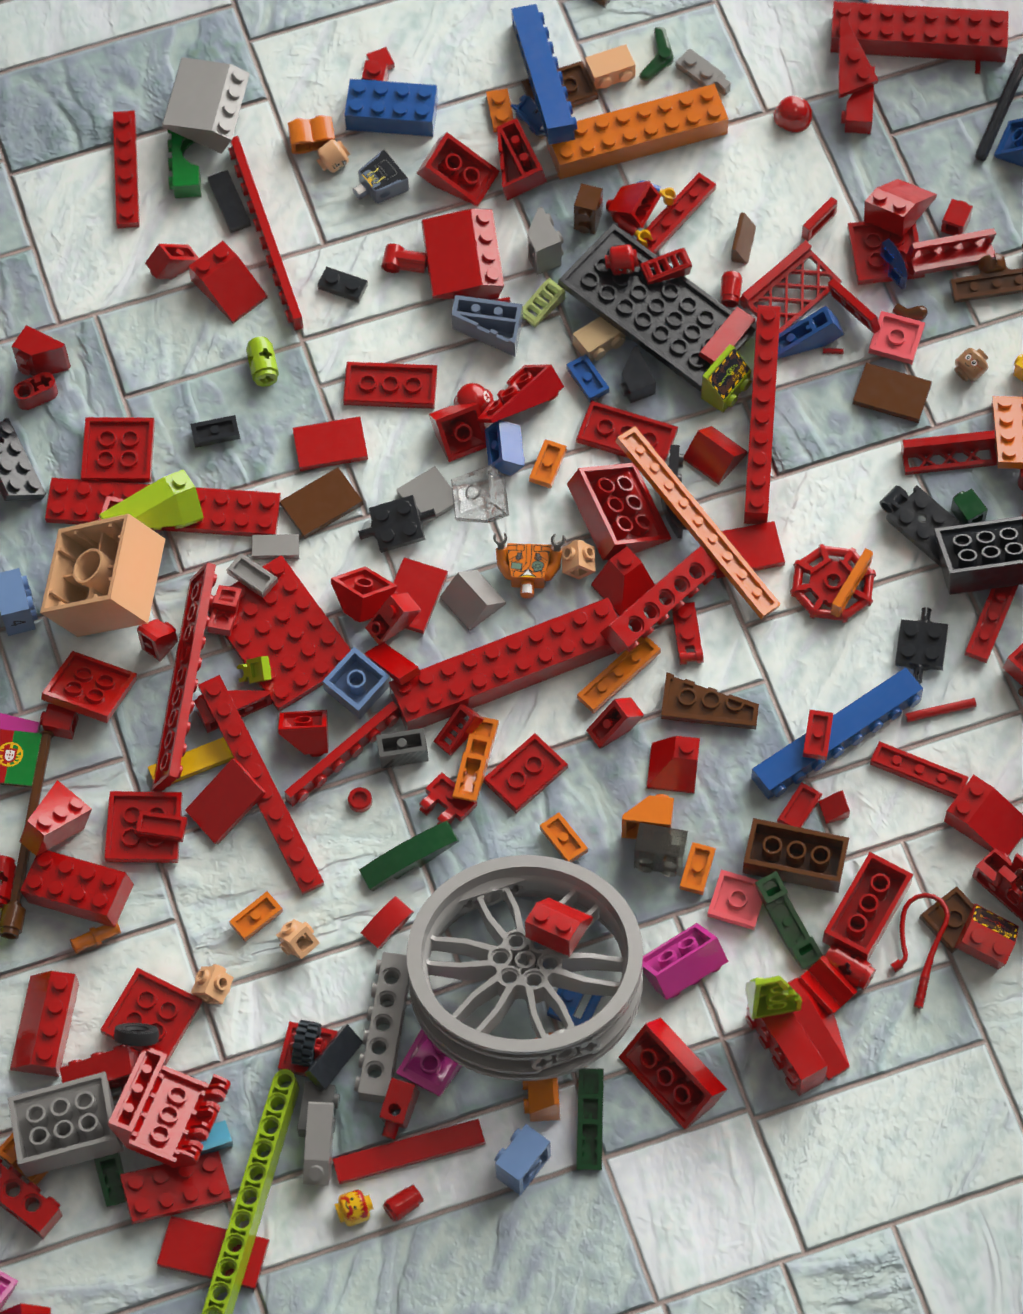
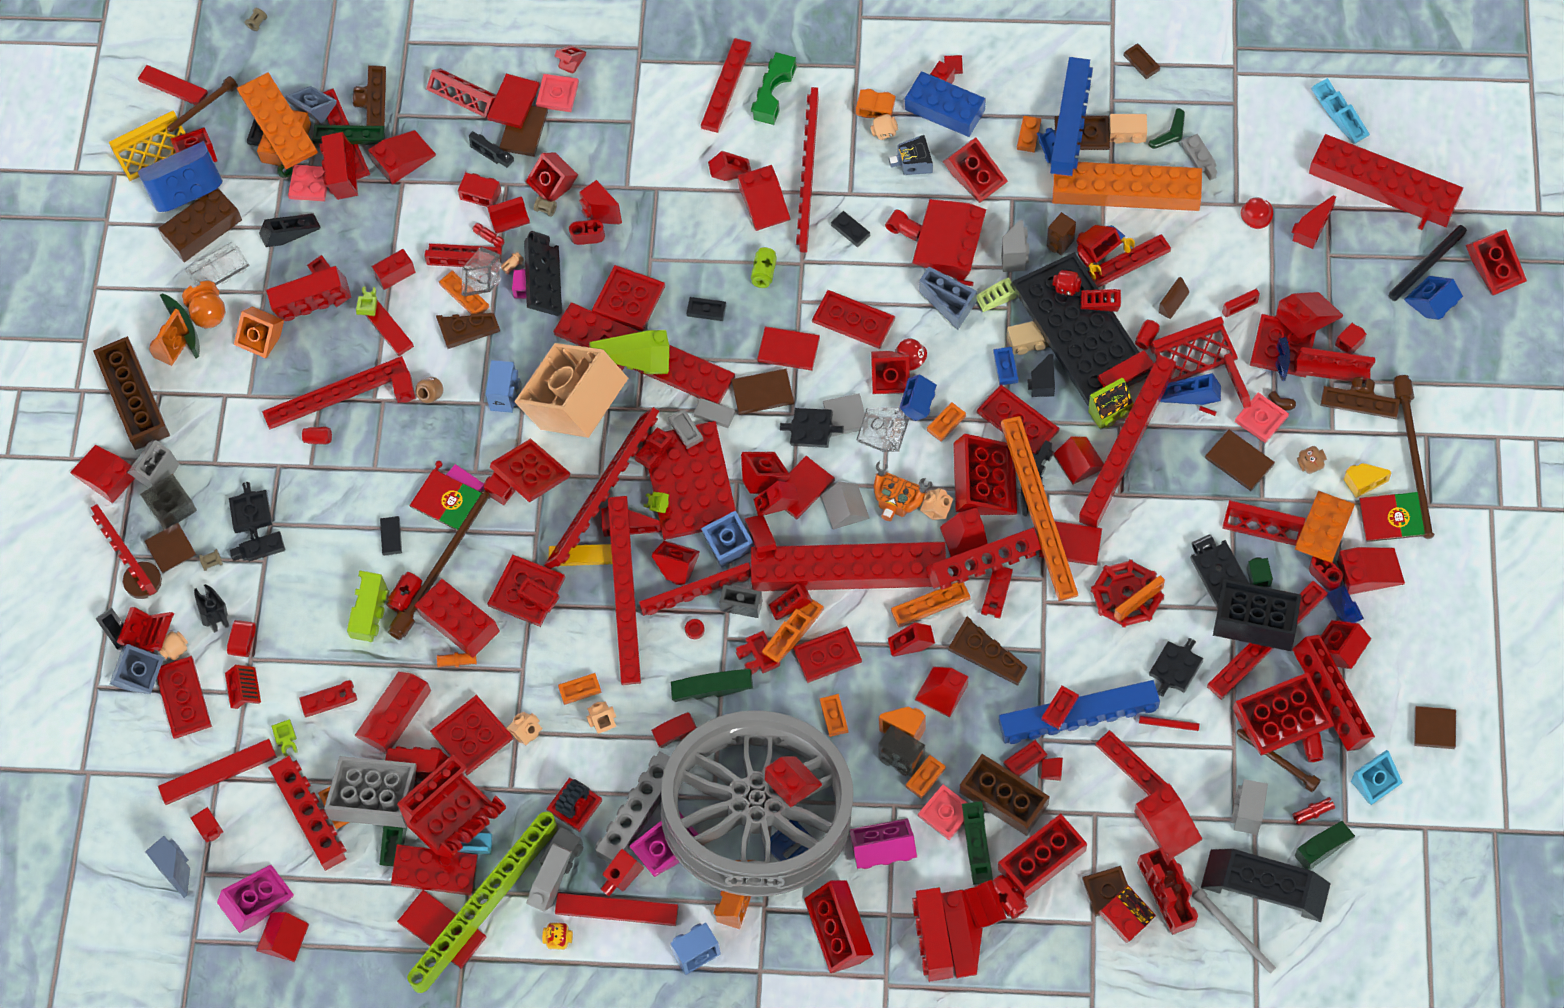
camera: 25 degrees right, 0 degrees up
(55, 820) = (461, 561): wedge -> none
(136, 1034) = (451, 744): black tyre -> none
(157, 638) = (596, 451): red slope -> none
(206, 102) = (804, 53): light grey slope -> none
(225, 801) = (592, 593): red tile -> none
(229, 201) = (792, 136): black tile -> none
(333, 1057) = (589, 817): black tile -> none
(402, 1203) = (594, 946): red piece -> none
(517, 161) = (1023, 180): red wedge -> none
(525, 389) = (955, 358): red wedge -> none
(590, 1119) = (761, 937): dark green slope -> none
(771, 997) = (929, 897): lime wedge -> none
(854, 68) = (1318, 191): red wing -> none
(925, 974) = (1048, 909): red piece -> none

